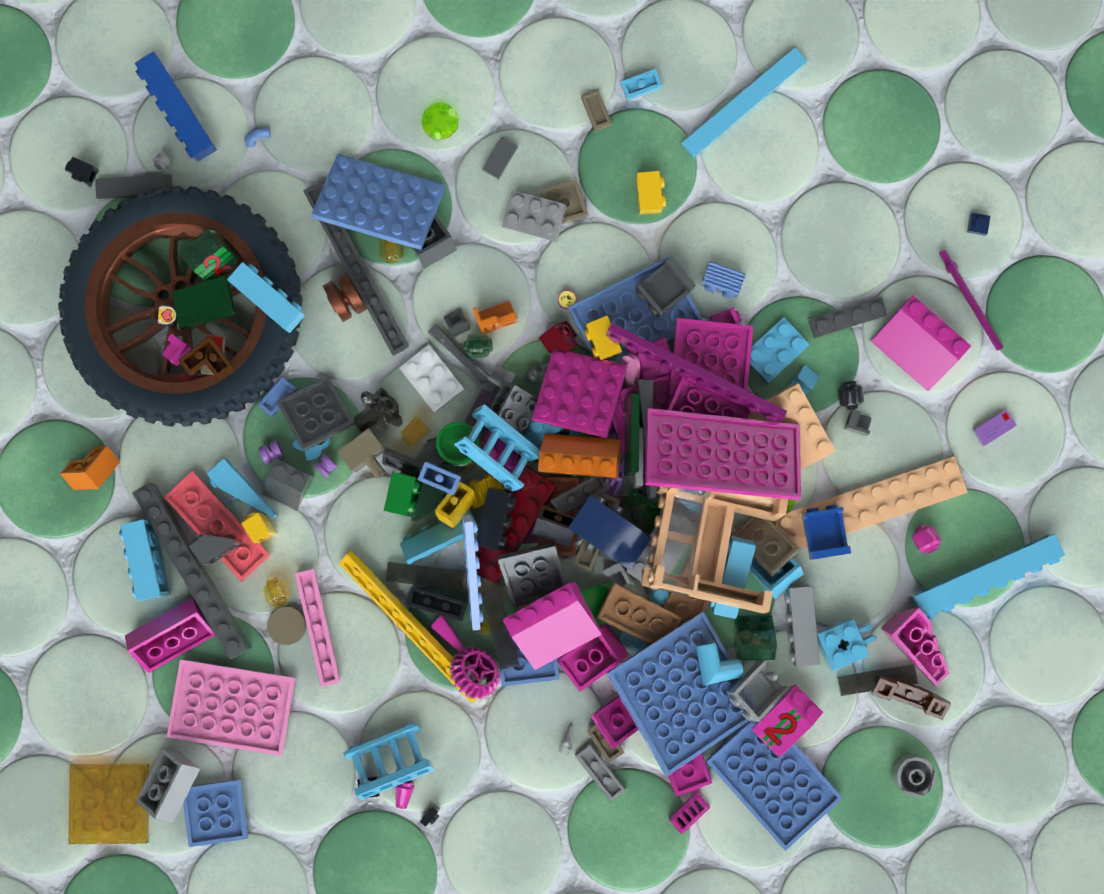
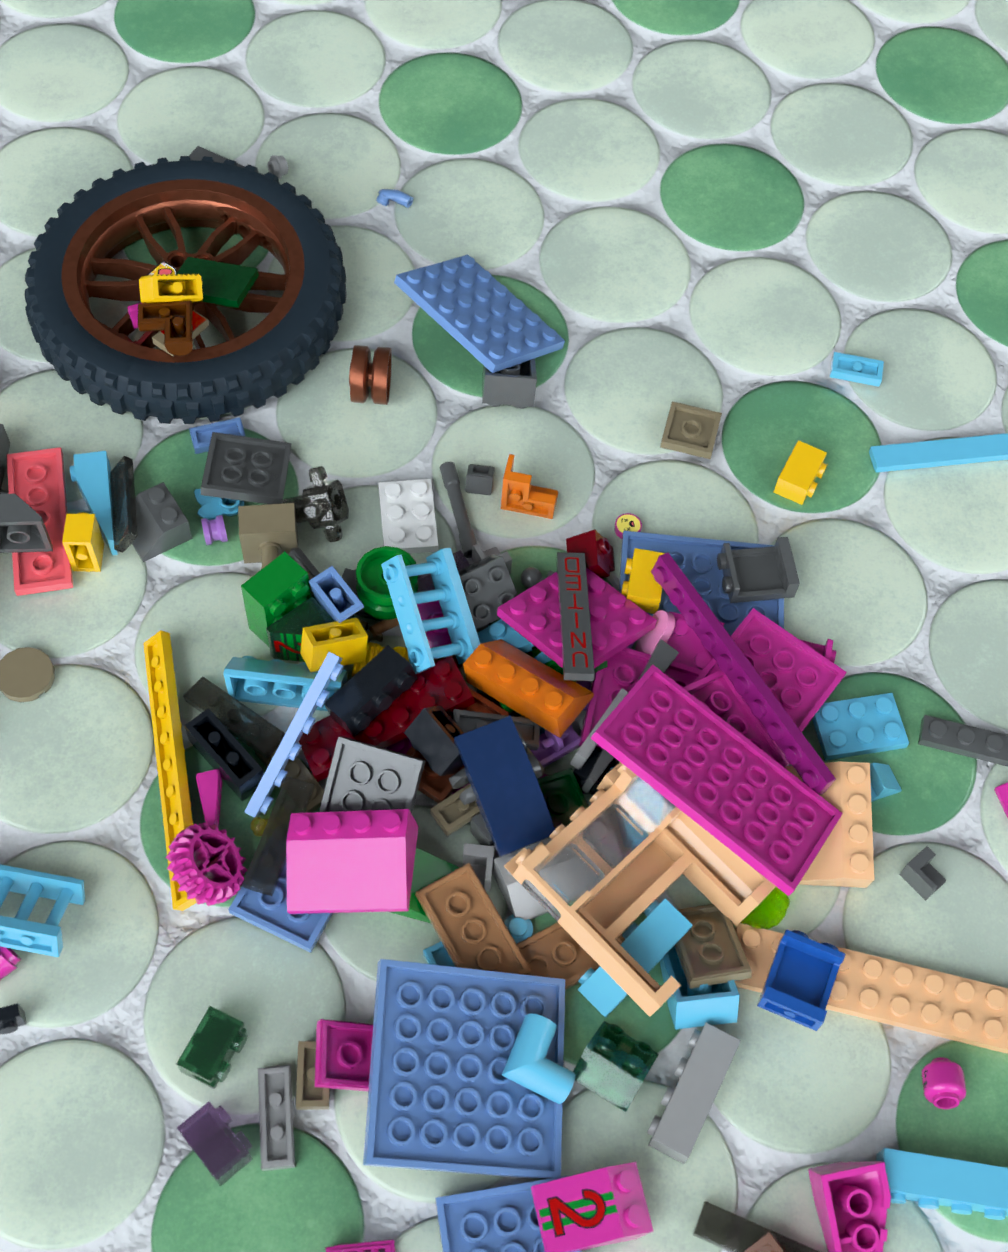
camera: 25 degrees right, 25 degrees down
(81, 171) = (191, 131): black brick -> none
(175, 106) = (330, 131): blue brick -> none
(189, 335) = (170, 288): none -> yellow brick
(209, 255) = (255, 240): clear green slope -> none
(261, 486) = (123, 504): none -> clear smoke tile
(263, 295) = (284, 307): medium azure brick -> none
(271, 452) = (171, 479): medium lavender wheel -> none
(276, 592) = (44, 627): clear yellow head -> none
(317, 627) = (57, 699): bright pink plate -> none
(361, 279) = (403, 383): dark grey plate -> none
(390, 251) = (459, 366): clear yellow head -> none
(415, 432) = (344, 553): clear yellow brick -> none
(440, 121) = (602, 286): clear neon green dish -> none
(478, 345) = (488, 510): clear green head -> none
(500, 158) = (645, 352): dark grey tile -> none
(534, 215) = (647, 421): light grey plate -> none
(545, 761) = (212, 1047): none -> clear green brick
(567, 743) = (258, 1043): light grey hand -> none
(580, 805) = (215, 1142): none -> clear purple brick
(581, 398) = (574, 617): none -> dark grey tile
(593, 658) = (359, 944): dark pink slope -> none
(596, 111) = (787, 368): dark tan tile -> none
(631, 435) = (610, 692): dark green tile -> none
(690, 776) = (399, 1200): dark pink tile -> none
(723, 280) = (836, 608): medium blue brick -> none
(757, 692) = (571, 1137): window -> none
(850, 395) = (932, 830): black head -> none
(854, 644) = (756, 1142): medium azure hinge -> none

